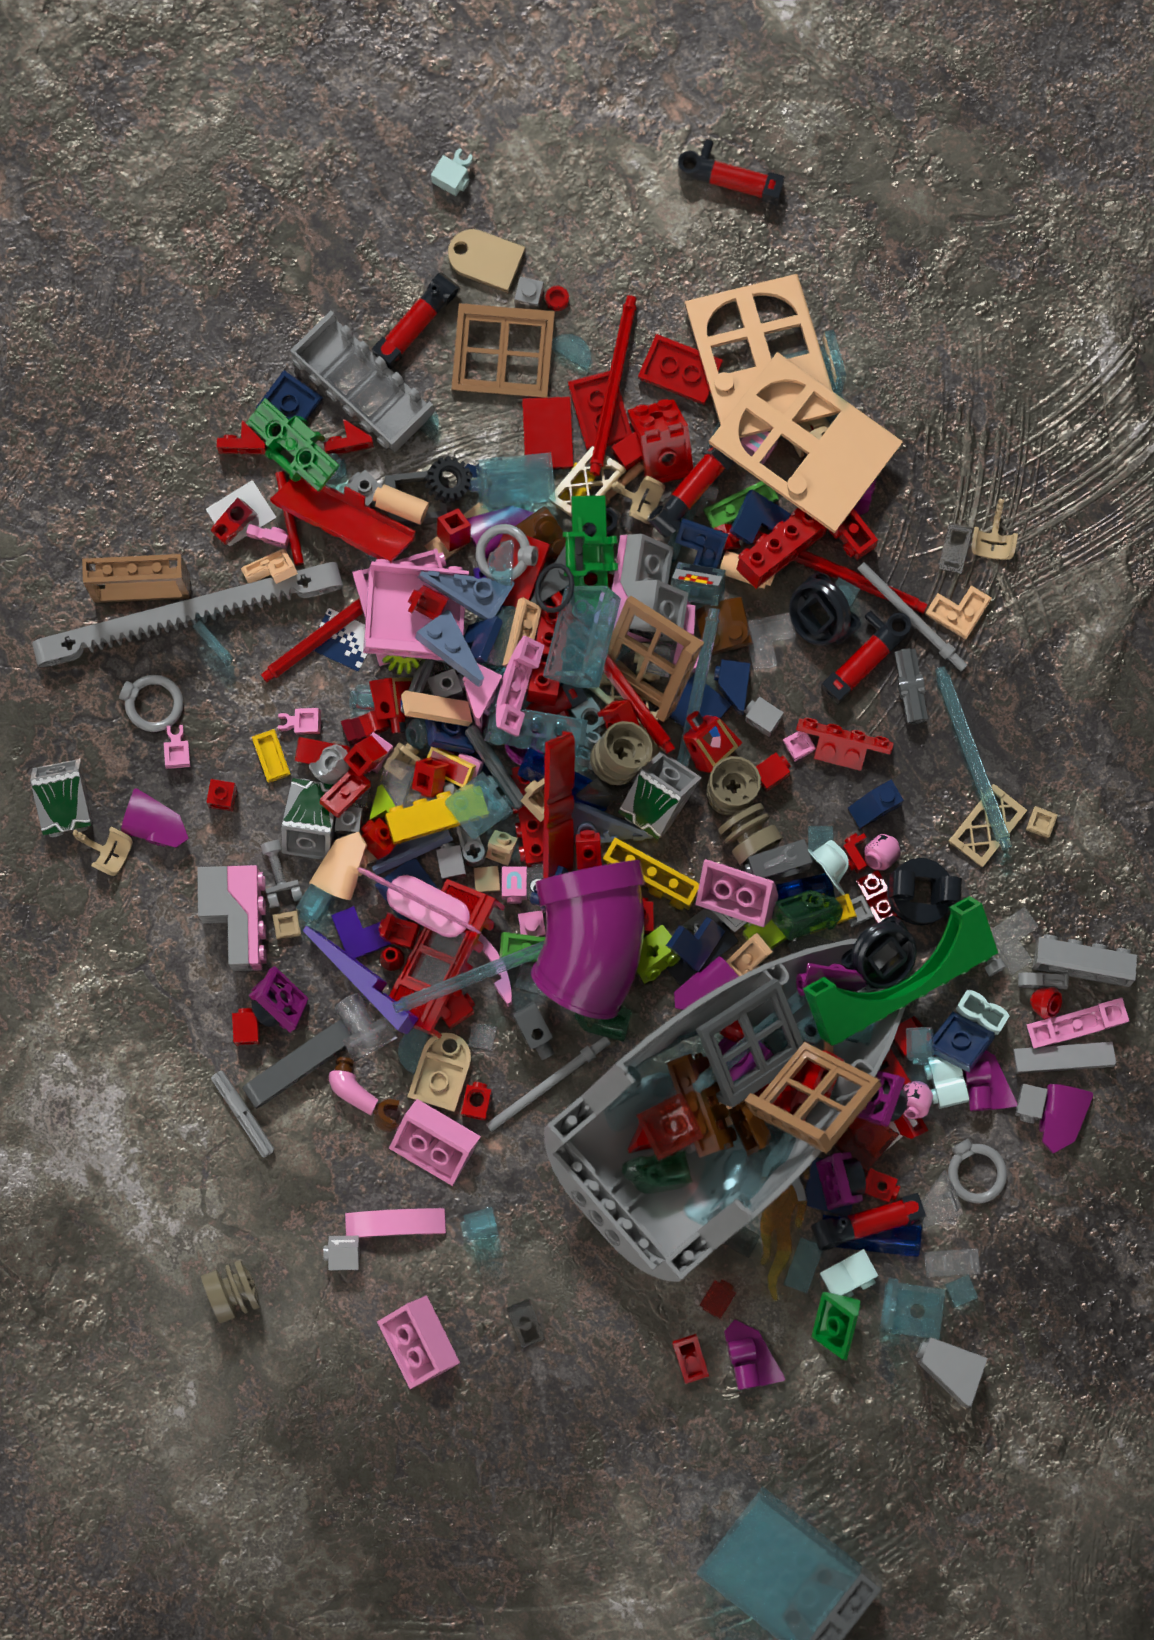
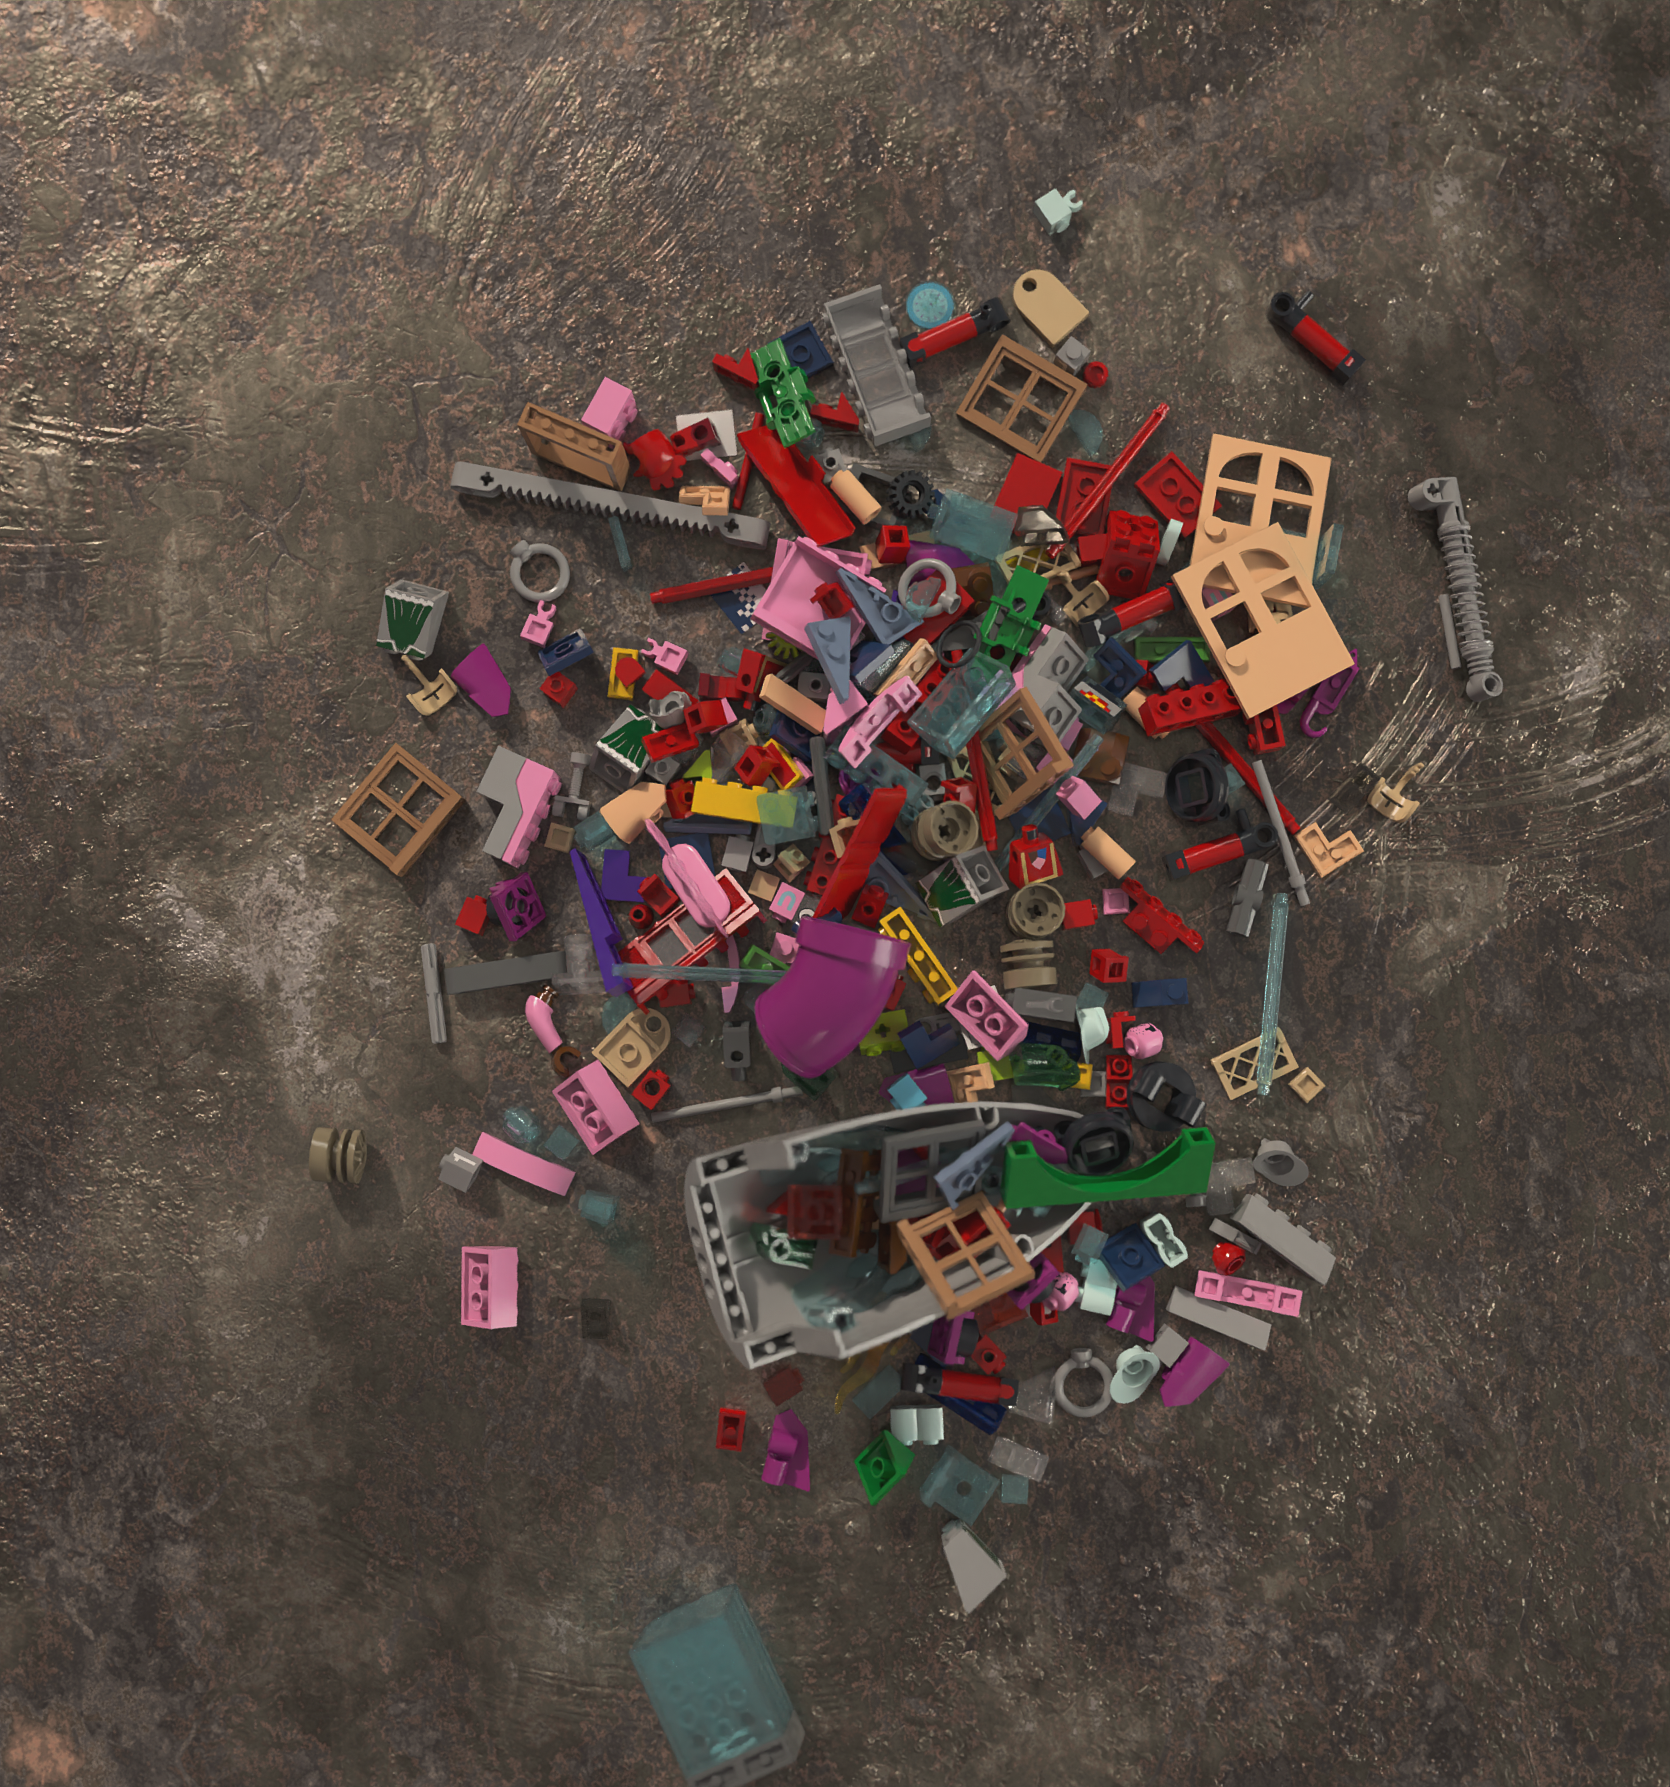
camera: 25 degrees right, 5 degrees up
(149, 531) = (611, 410): none -> bright pink brick
(166, 976) = (425, 832): none -> medium nougat window
(210, 555) = (656, 459): none -> red piece
(212, 760) = (565, 652): none -> dark blue tile
(276, 750) = (628, 671): none -> red tile
(377, 1188) = (521, 1124): none -> clear light blue head
(381, 306) = (929, 304): none -> clear light blue piece
(419, 1188) = (561, 1142): none -> clear light blue tile
(573, 454) = (1039, 527): none -> clear smoke slope
(692, 413) = (1169, 541): none -> light aqua beam
(695, 990) = (906, 1093): none -> medium azure brick
(721, 669) = (1078, 797): none -> bright pink brick
(769, 704) = (1107, 852): none -> light nougat brick
(783, 1022) = (970, 1166): none -> sand blue wing
(820, 802) = (1108, 966): none -> red brick
(895, 479) = (1327, 697): none -> magenta plate
(934, 288) = (1453, 532): none -> light grey piece
(973, 374) = (1449, 631): none -> light grey bar
(1014, 1140) = (1133, 1374): none -> light aqua piece
(1051, 900) = (1279, 1163): none -> light grey piece

